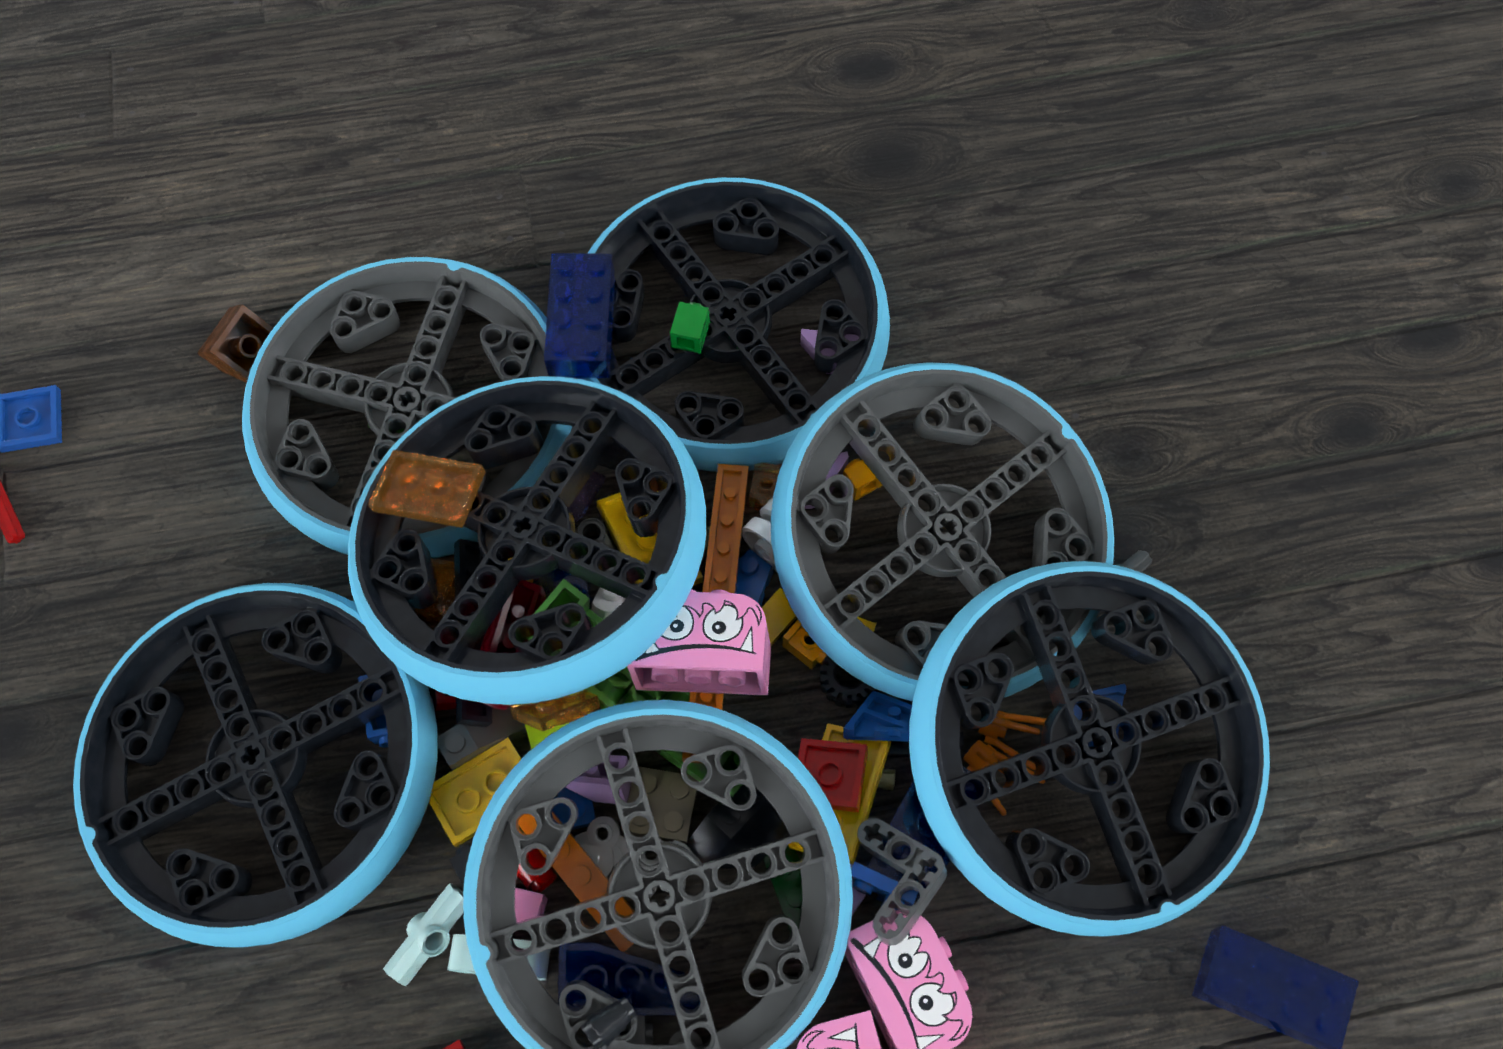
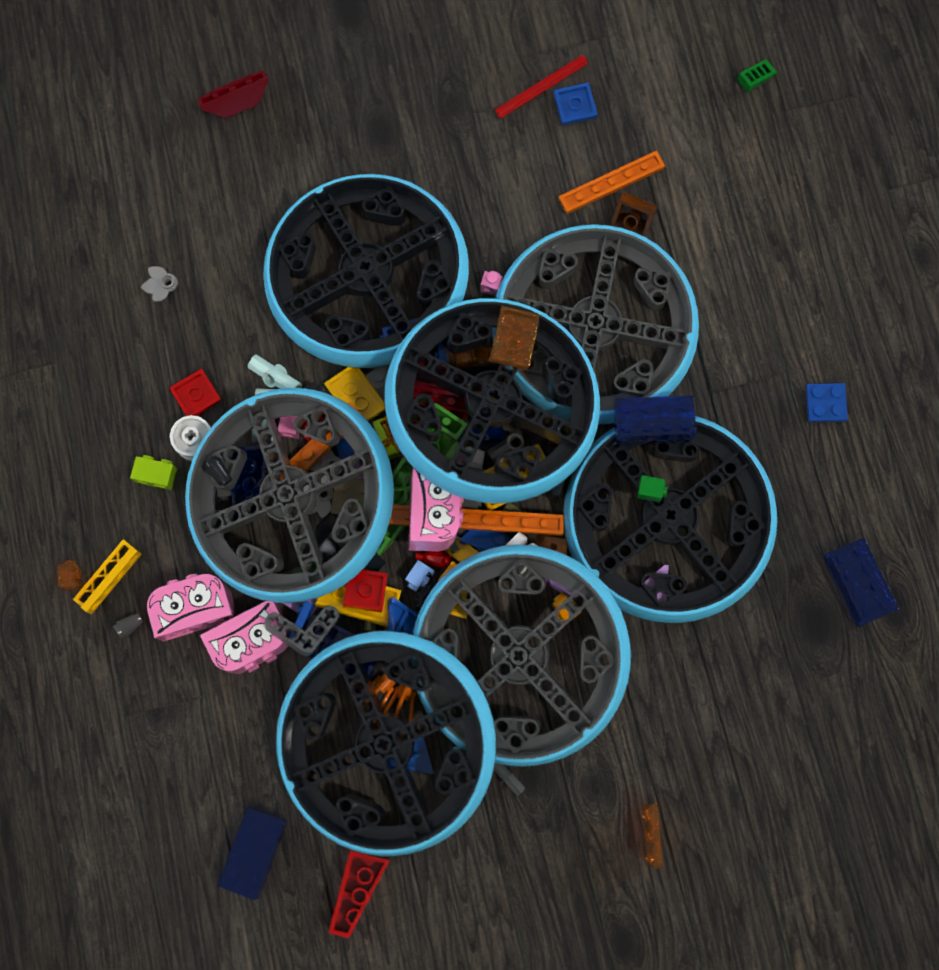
camera: 90 degrees right, 10 degrees up
(52, 169) = (746, 82): none -> green slope
(177, 375) = (611, 182): none -> orange plate
(310, 557) = (491, 280): none -> bright pink brick
(571, 120) = (826, 402): none -> blue plate
(779, 670) = (435, 559): none -> red plant
(804, 695) = (418, 576): none -> light blue brick
(835, 95) = (861, 582): none -> clear blue brick
(1203, 370) = (652, 835): none -> clear orange plate
(1326, 815) = (356, 887): none -> red wedge

